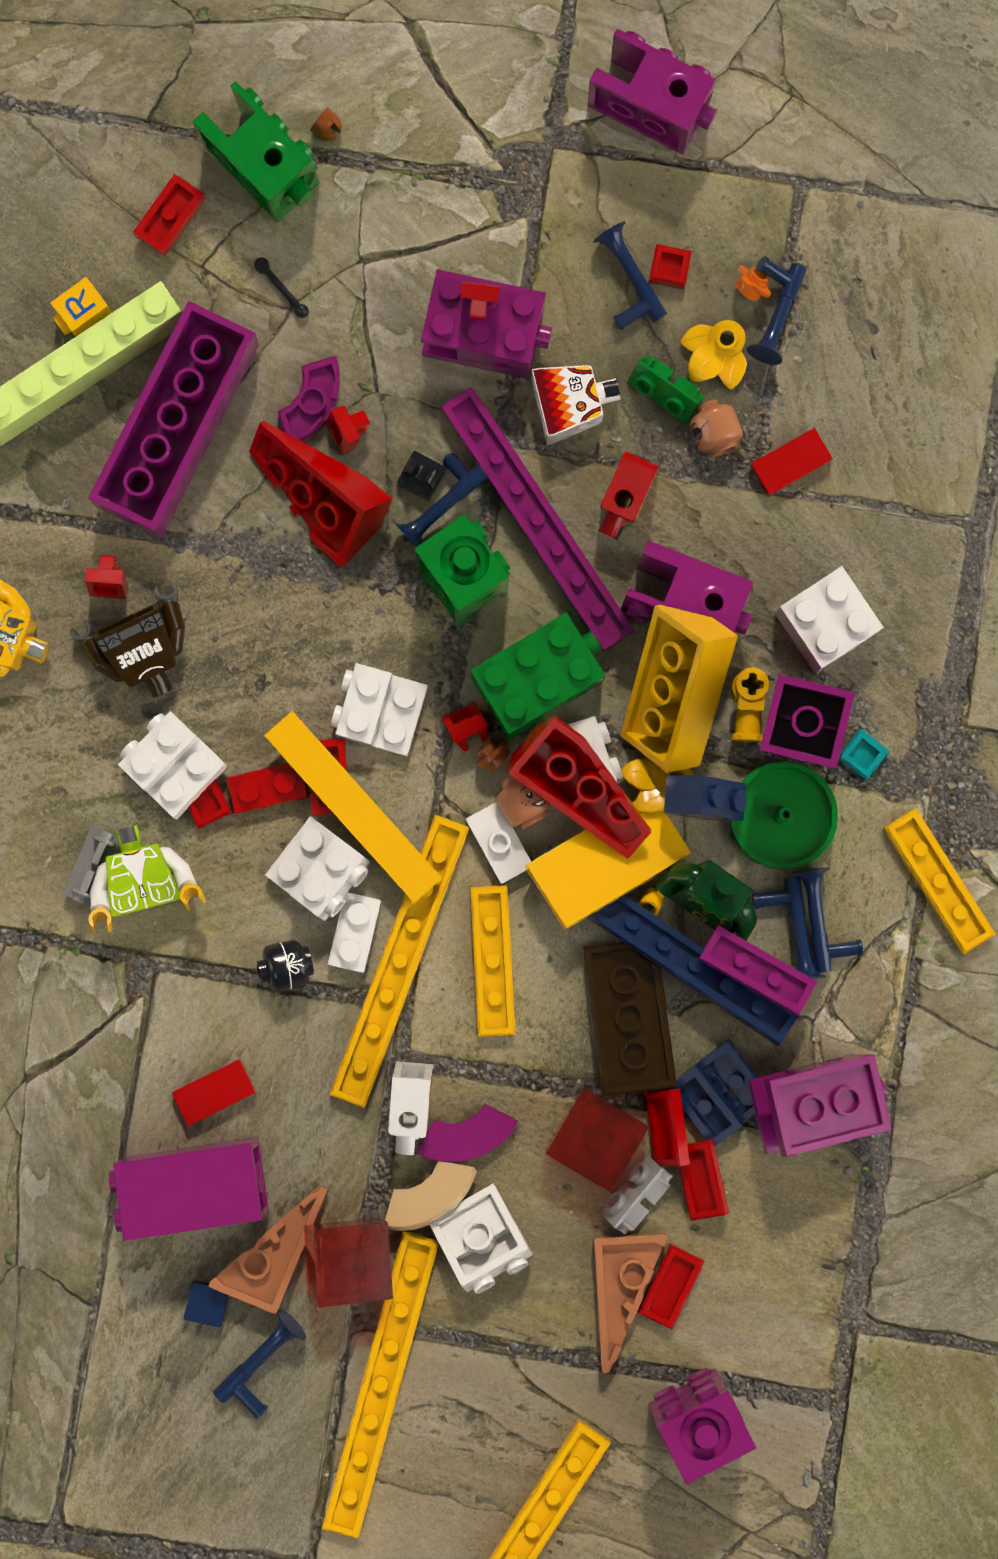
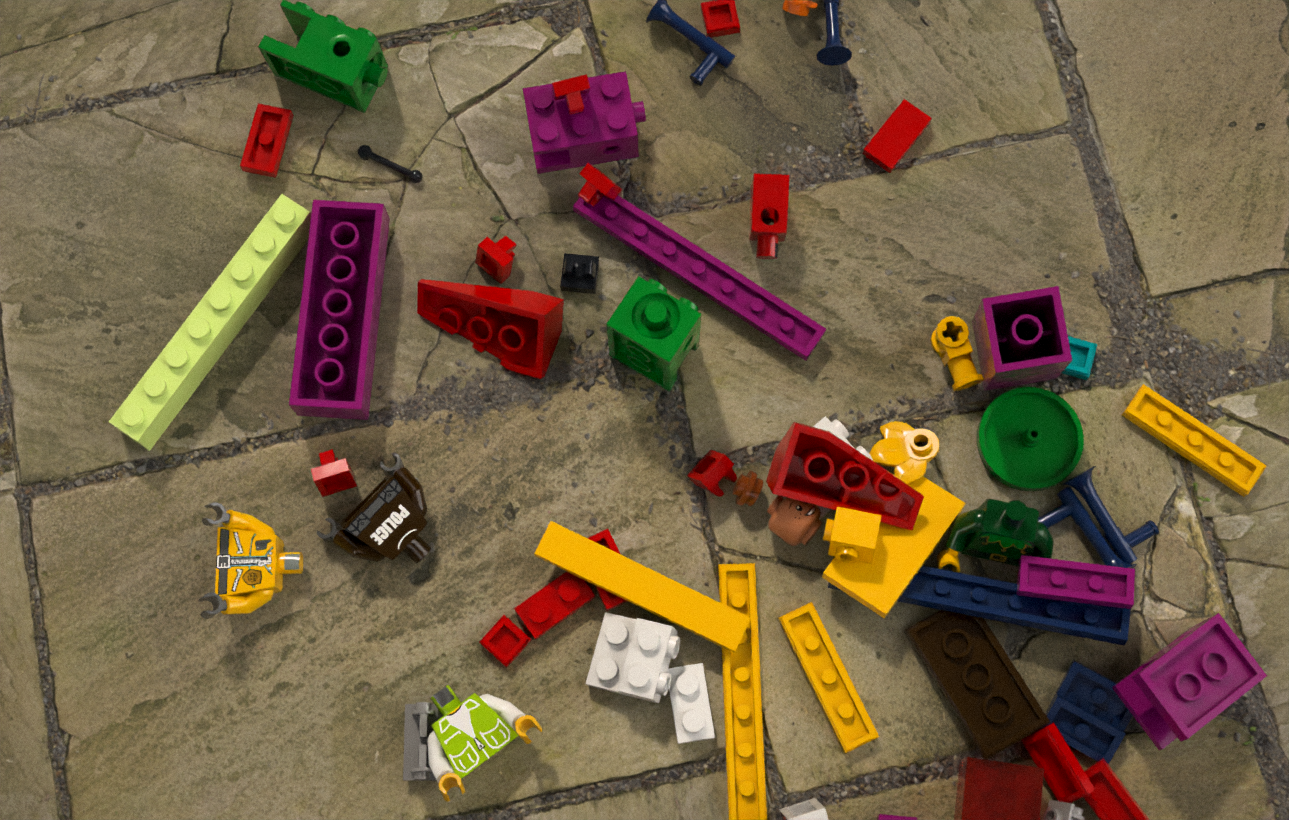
camera: 15 degrees left, 10 degrees down
(79, 308) = (216, 247): yellow brick -> none
(171, 764) = (458, 616): white plate -> none
(285, 966) = (639, 760): black head -> none
(315, 400) = (458, 247): magenta tile -> none
(324, 123) = (375, 15): dark orange hinge -> none
(379, 709) = (628, 491): white plate -> none
(466, 484) = (623, 261): dark blue piece -> none
(471, 397) = (597, 186): none -> red tile
(499, 842) = (787, 566): white plate -> none
(538, 675) = (759, 401): green torso -> none
(567, 841) = (852, 535): none -> yellow brick
(570, 399) = (683, 157): torso -> none
(652, 379) = (750, 116): green hinge -> none
(678, 687) = (890, 358): yellow slope -> none
(692, 588) = (873, 279): magenta torso -> none
(705, 798) = (957, 446): dark blue brick -> none
(714, 358) = (791, 75): yellow plate -> none
(716, 428) = (820, 132): nougat head -> none
(828, 619) = (992, 251): white brick -> none

